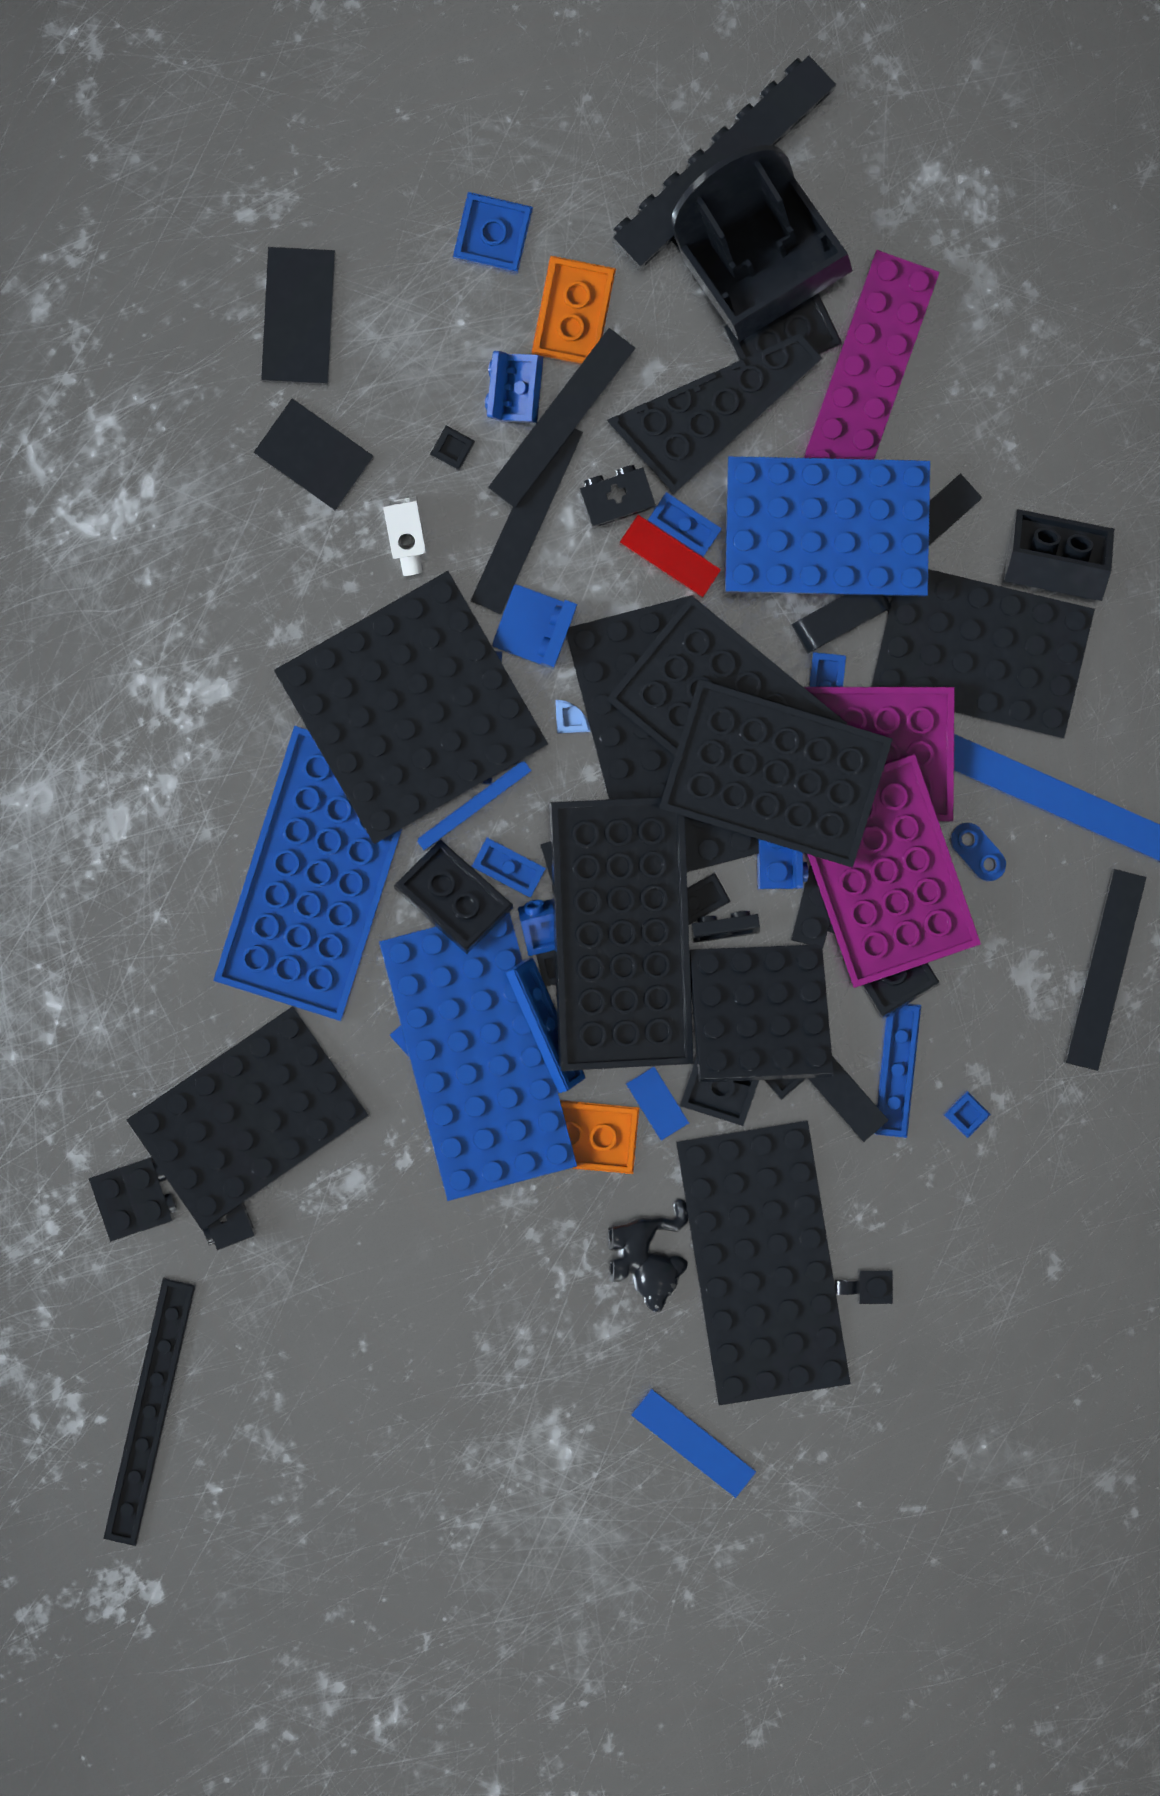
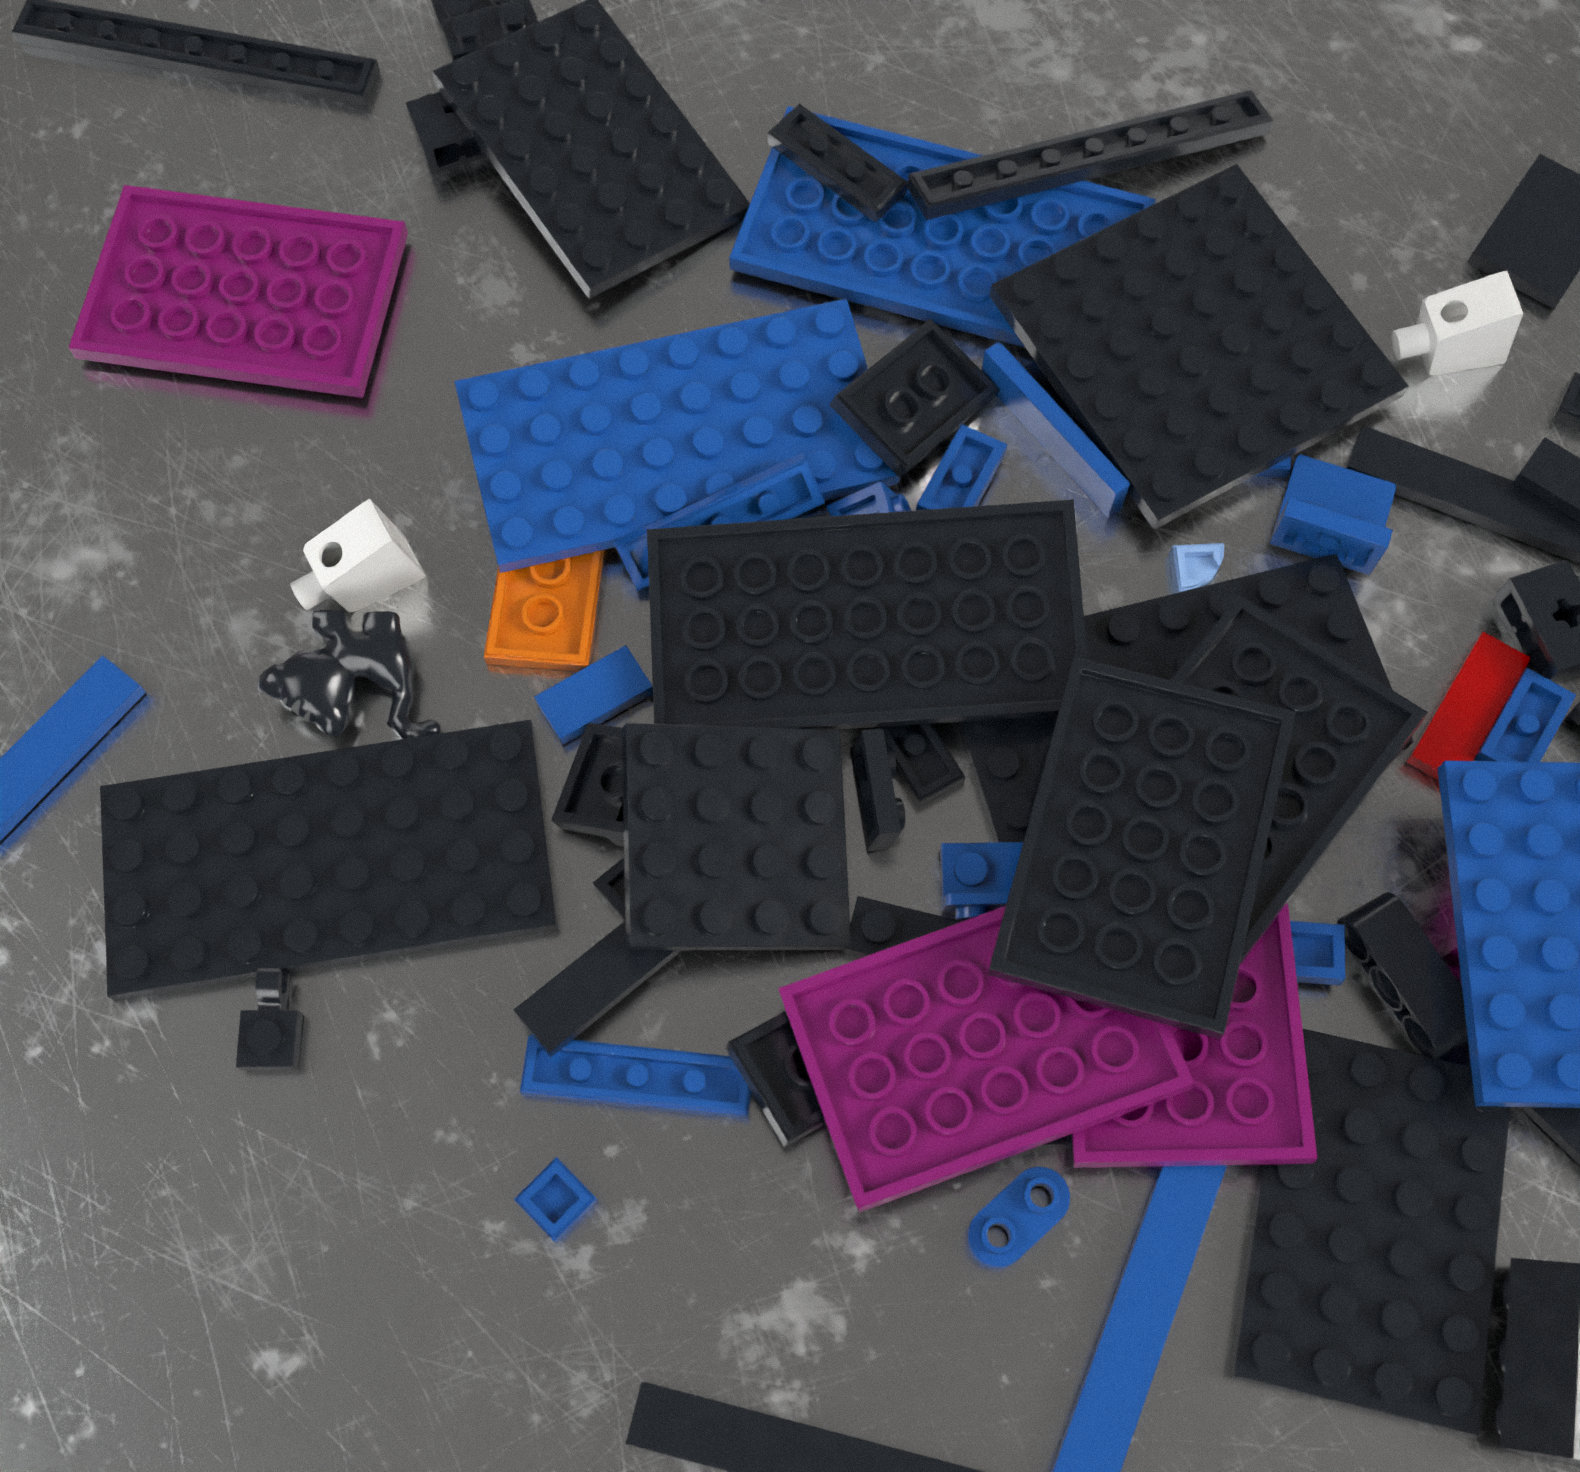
camera: 90 degrees right, 20 degrees down
(257, 767) = (1088, 154): none -> black tile
(266, 946) = (837, 163): none -> black tile
(359, 1355) = (240, 291): none -> magenta plate
(569, 1248) = (357, 561): none -> white torso

